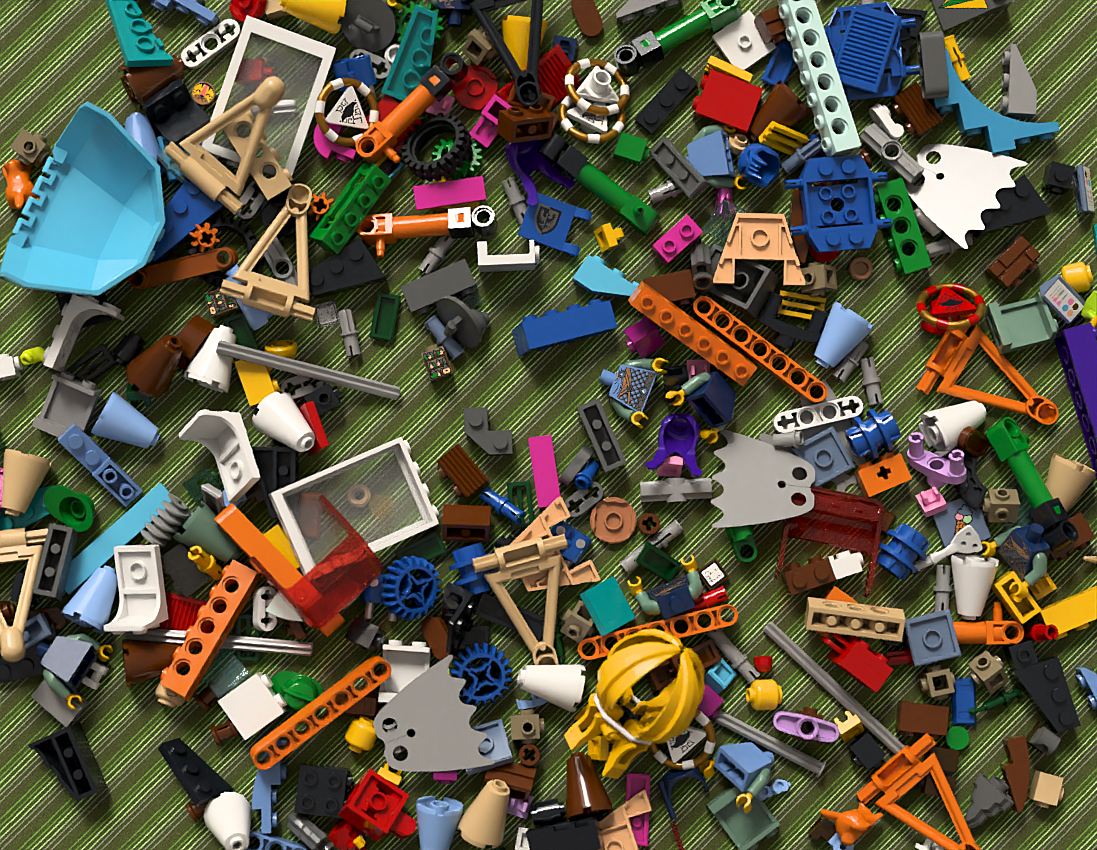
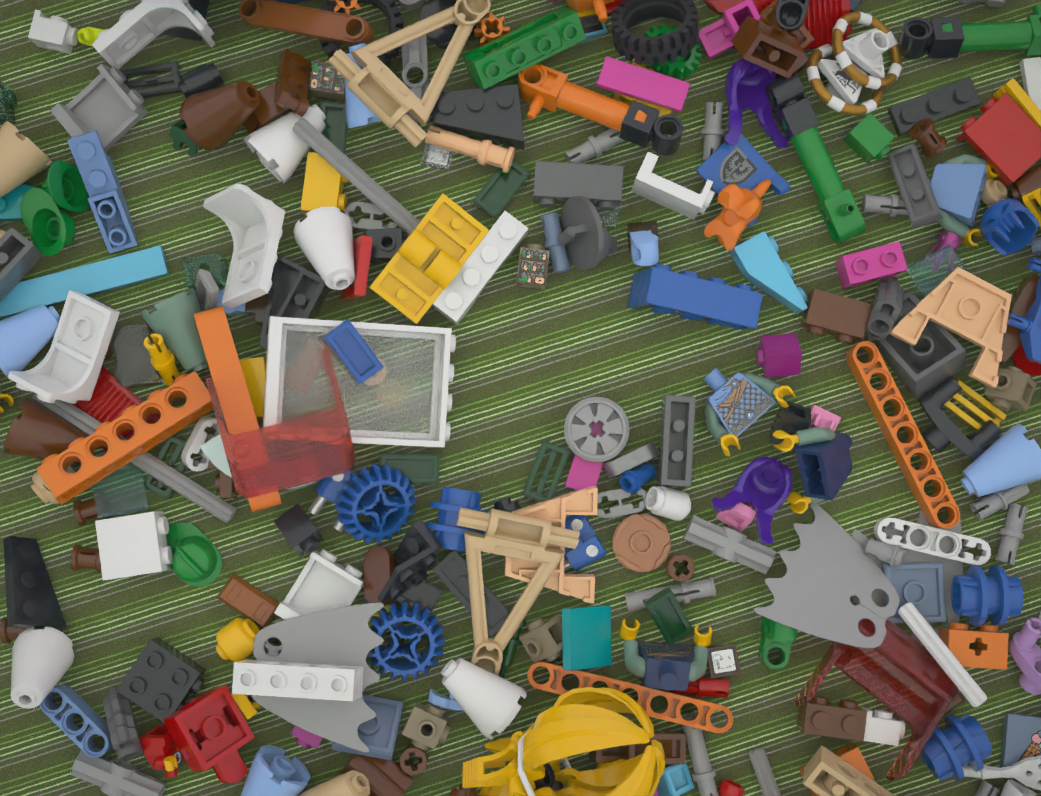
camera: 30 degrees right, 0 degrees up
(73, 474) = (66, 187): none -> green piece
(125, 424) = (153, 159): light blue cone -> none
(167, 522) = (145, 292): light grey piece -> none
(197, 317) = (292, 82): none -> reddish brown plate
(264, 793) = (111, 632): medium blue slope -> none
(283, 348) = (371, 165): yellow brick -> none
(315, 723) = (191, 602): orange beam -> none
(341, 488) = (353, 351): none -> blue tile
(349, 332) = (455, 178): light grey axle -> none
(359, 298) = (483, 151): none -> light nougat pin
(360, 395) = (429, 258): none -> yellow plate
(399, 382) = (480, 267): none -> white arch
(419, 737) = (297, 680): none -> white brick
(462, 471) = (499, 402): reddish brown brick -> none
(466, 523) = (474, 462): reddish brown brick -> none
(492, 442) = (549, 386): dark grey brick -> none
(502, 505) = (525, 463): blue pin -> none
(507, 306) = (643, 242): none -> light blue leg
(528, 464) = (614, 427): none -> light grey wheel
(563, 247) = (739, 209): none -> orange animal
(607, 237) = (794, 224): yellow tile -> none
(617, 482) = (668, 502): none -> white brick
(672, 127) = (928, 137): none -> reddish brown bush
(692, 333) = (838, 378): orange brick -> none
(860, 491) = (942, 654): none -> white axle
(931, 502) = (1013, 706): bright pink tile -> none

